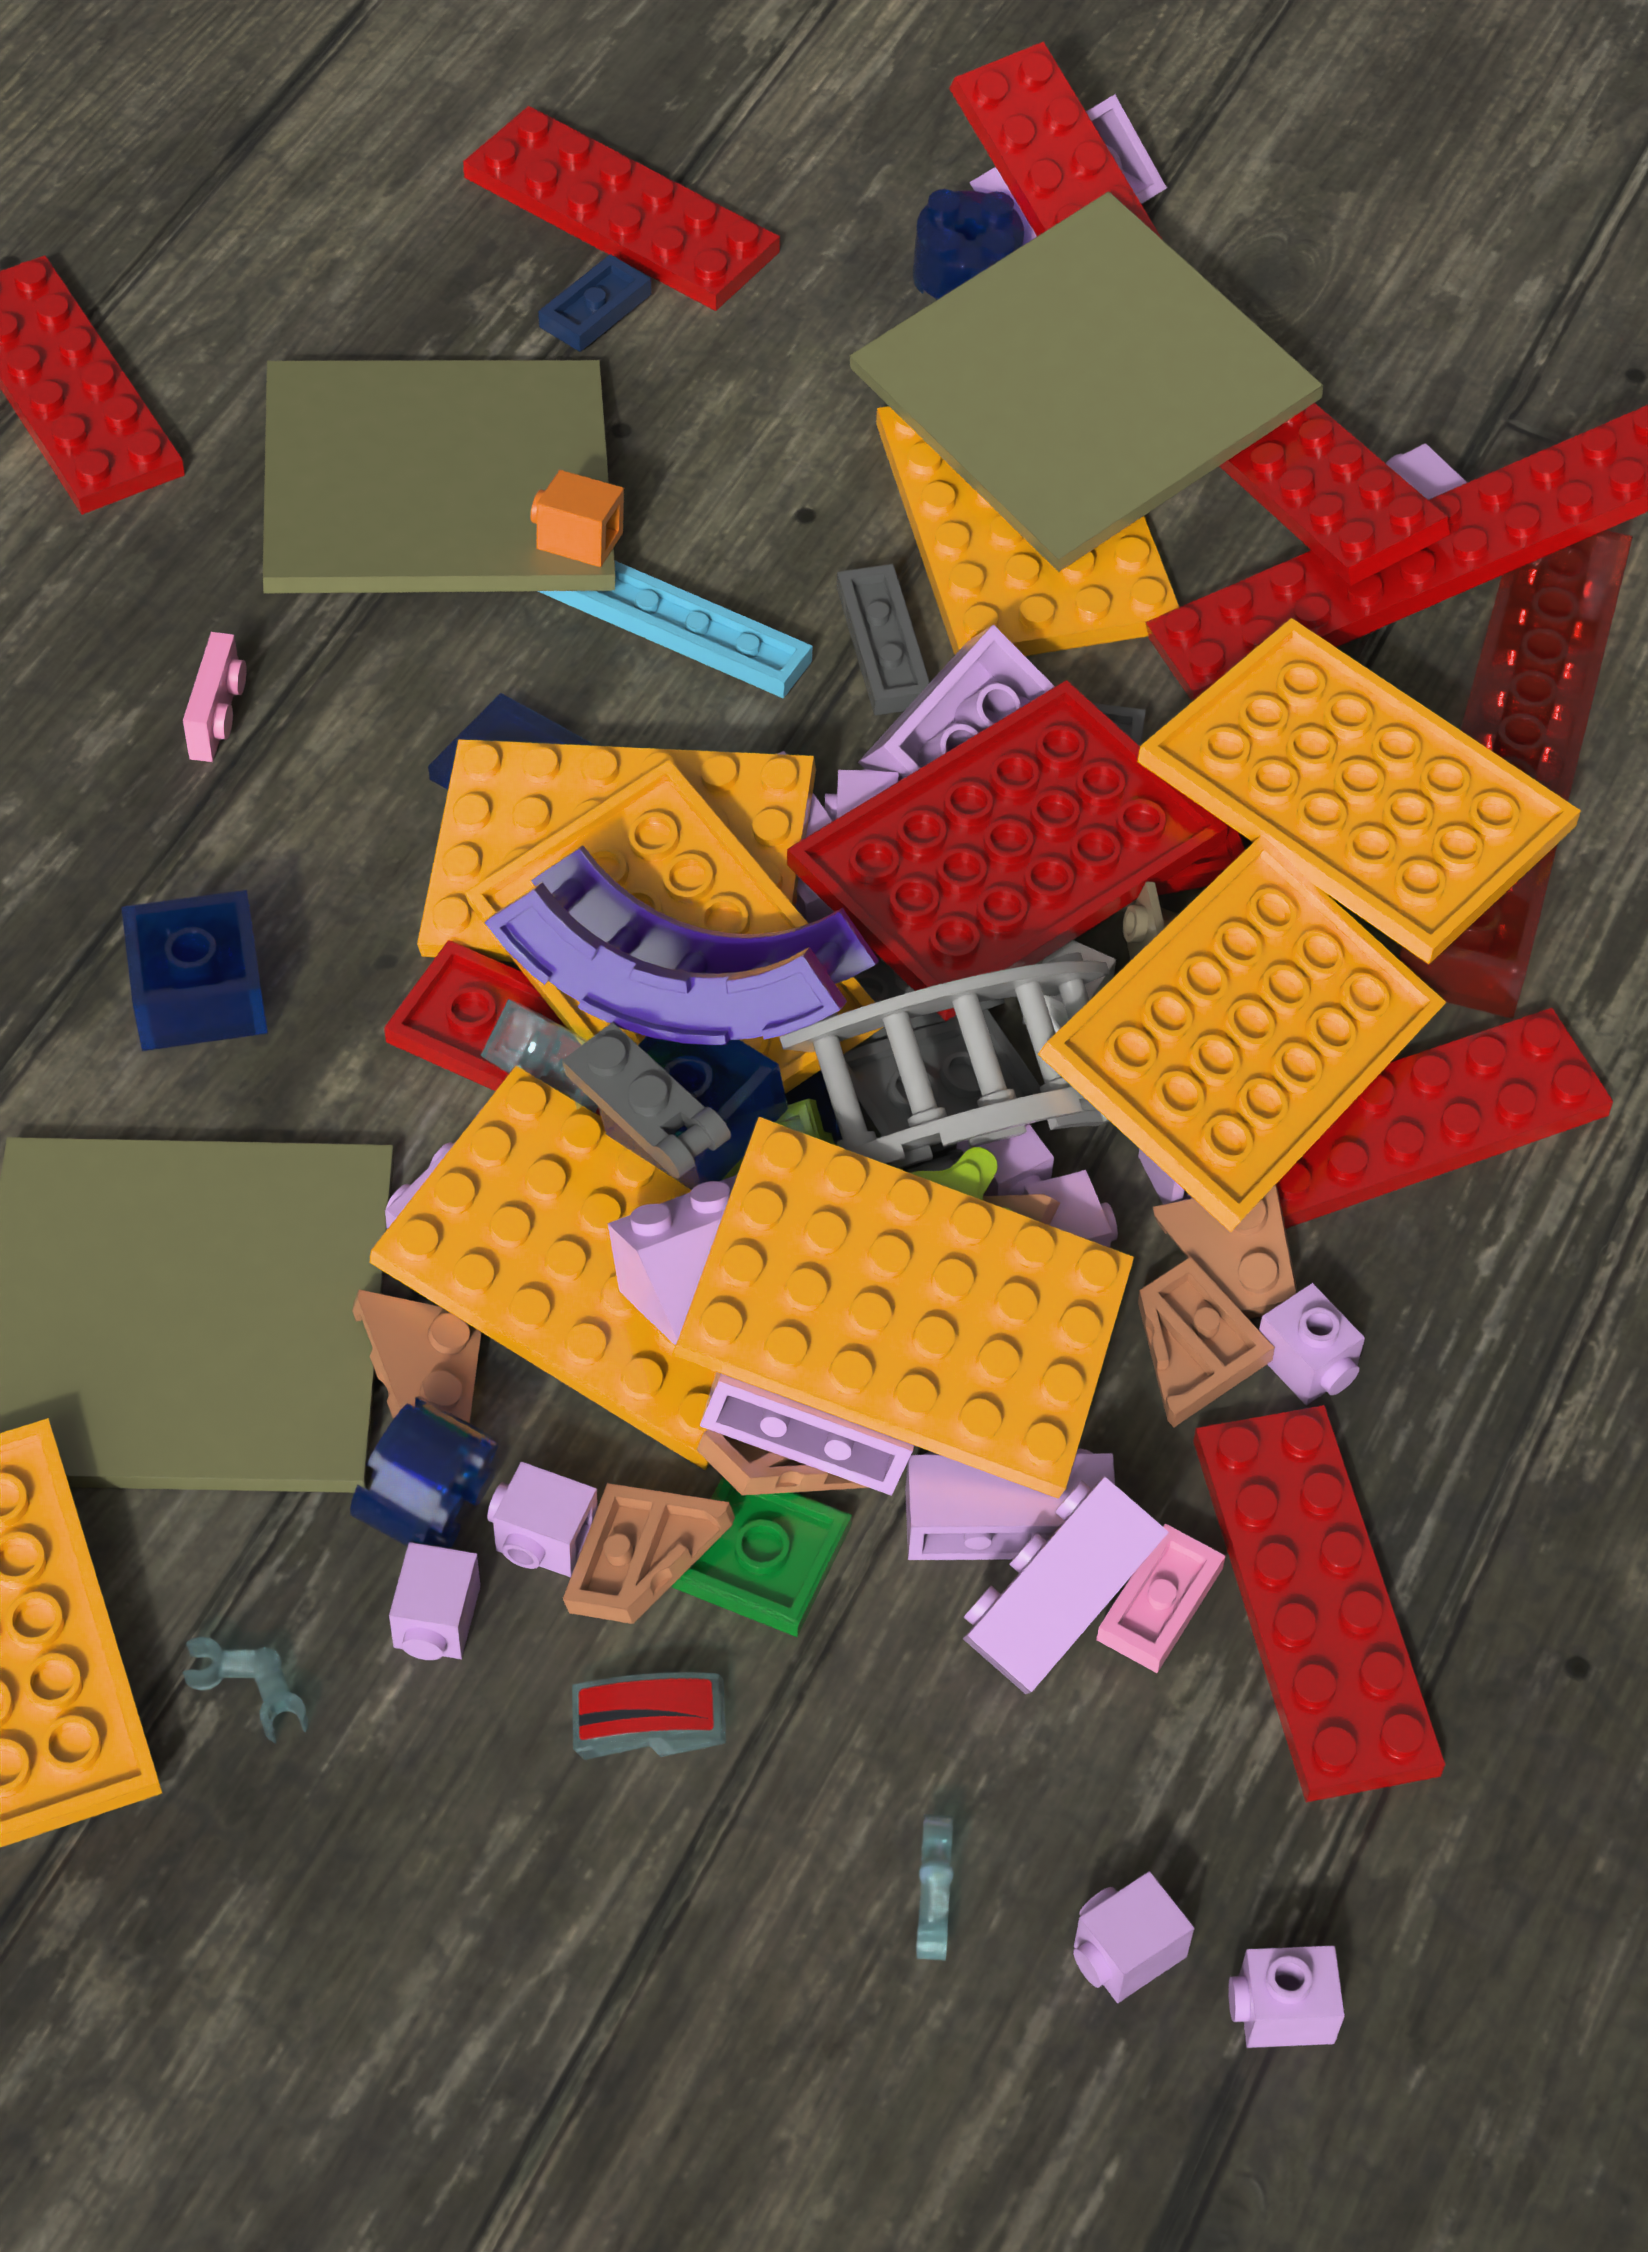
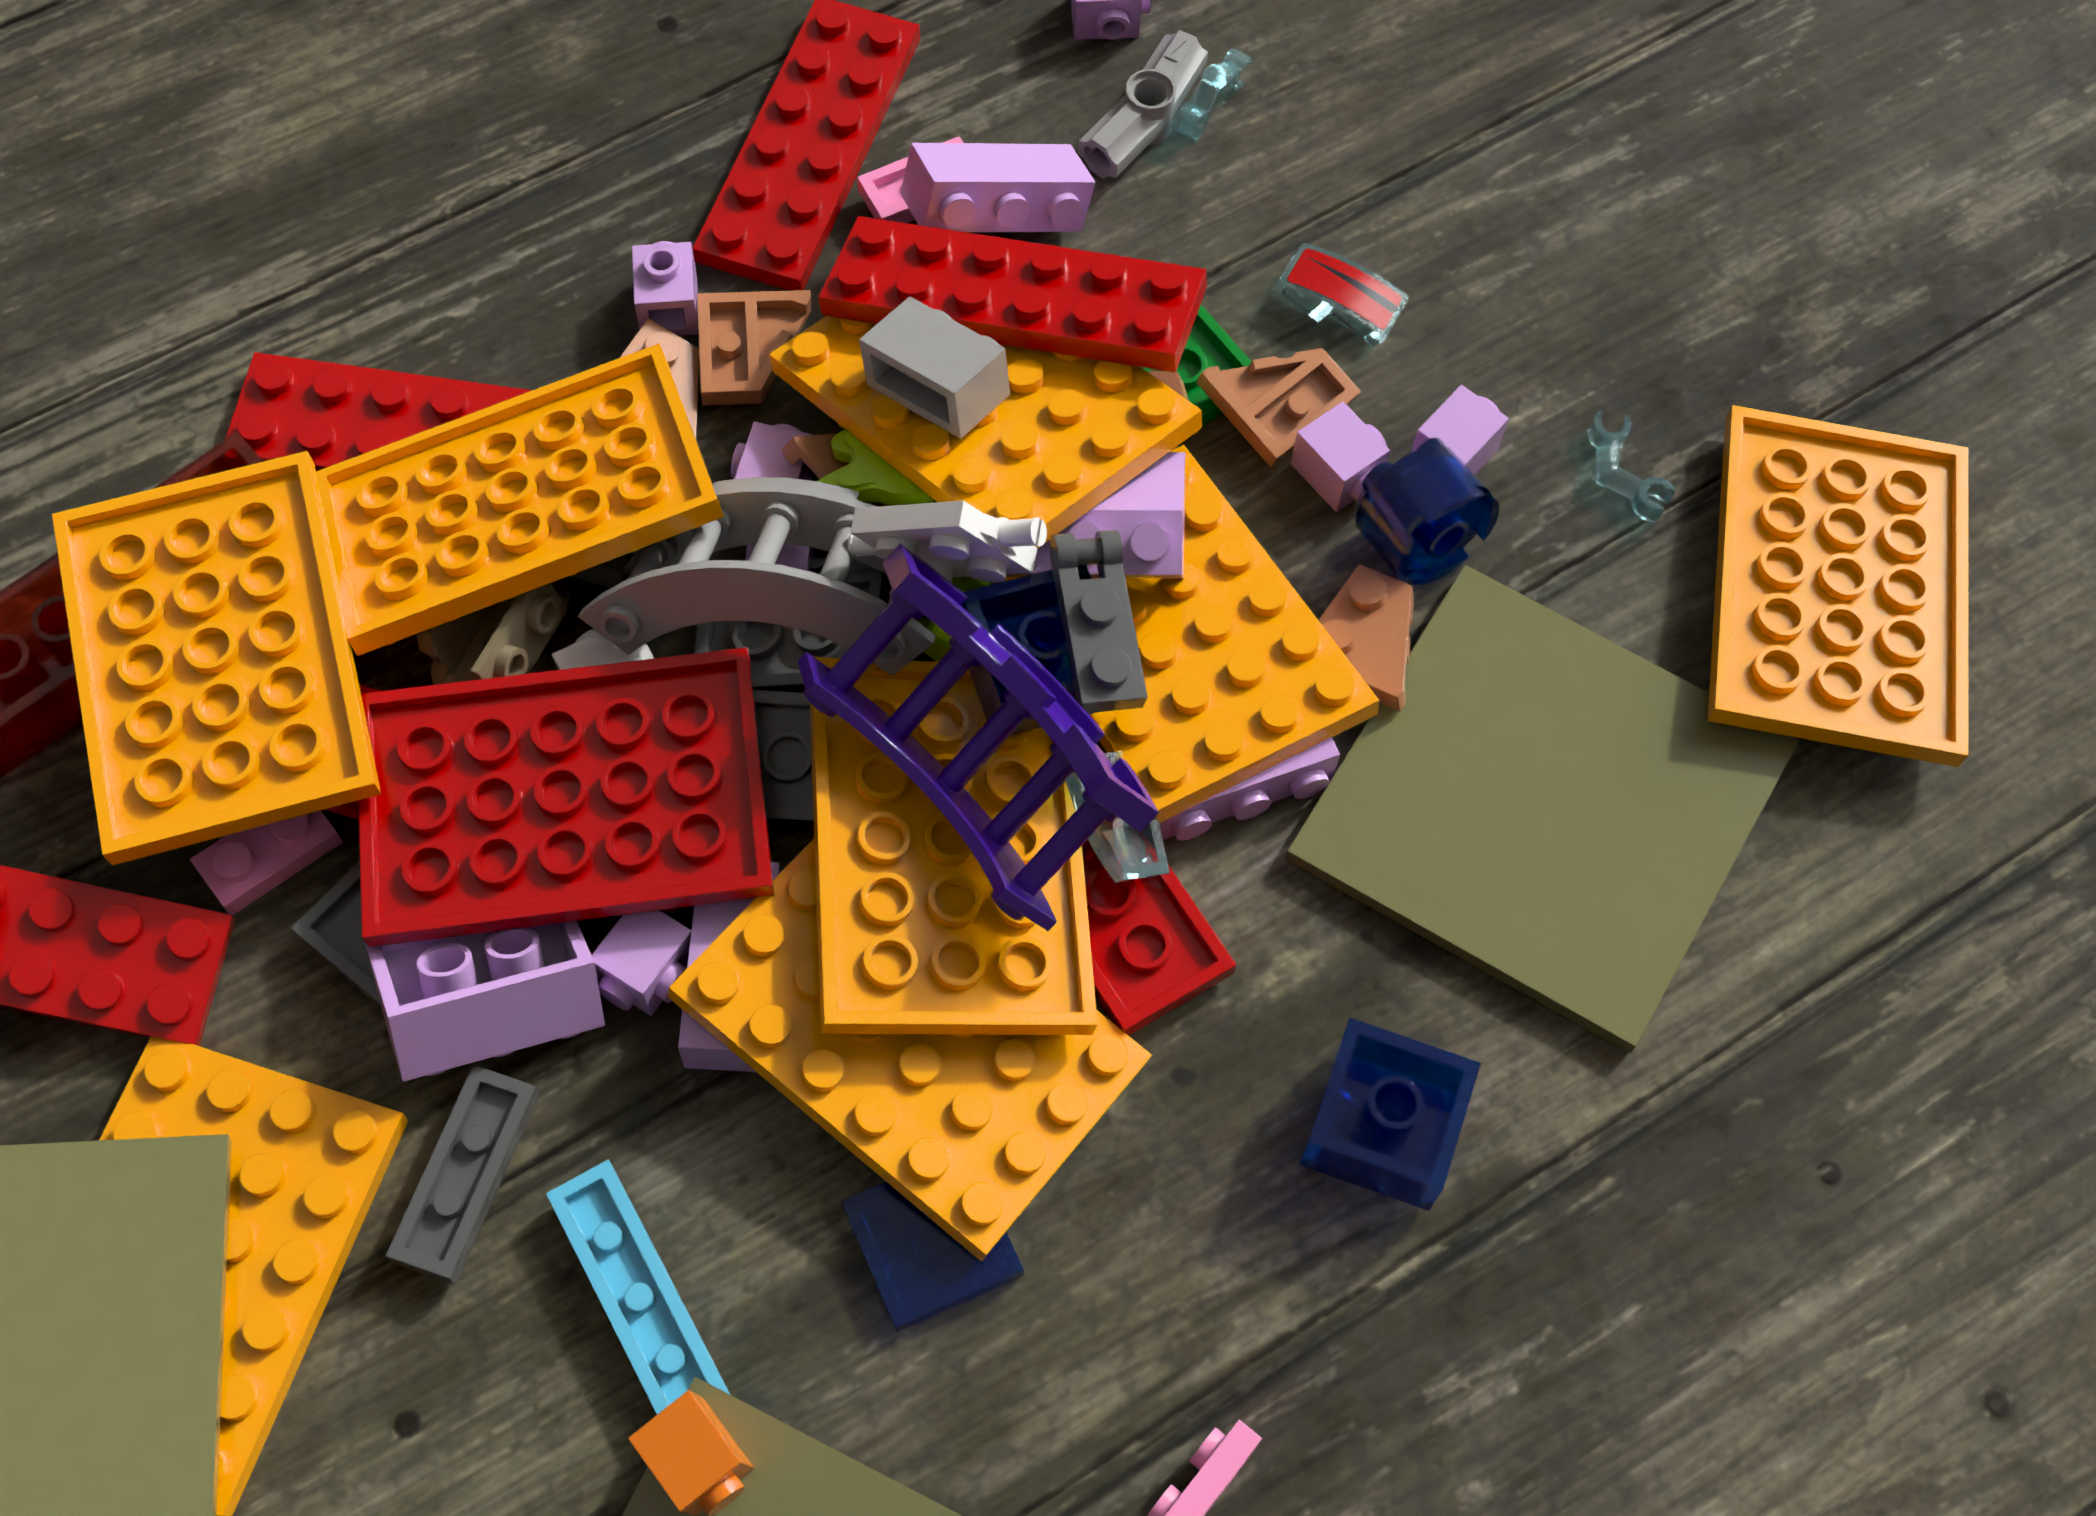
camera: 150 degrees left, 10 degrees up
(818, 1073) = (950, 538): none -> white plate
(938, 1394) = (1020, 291): none -> red plate
(946, 1243) = (935, 366): none -> light grey brick
(995, 1855) = (1147, 107): none -> light grey piece

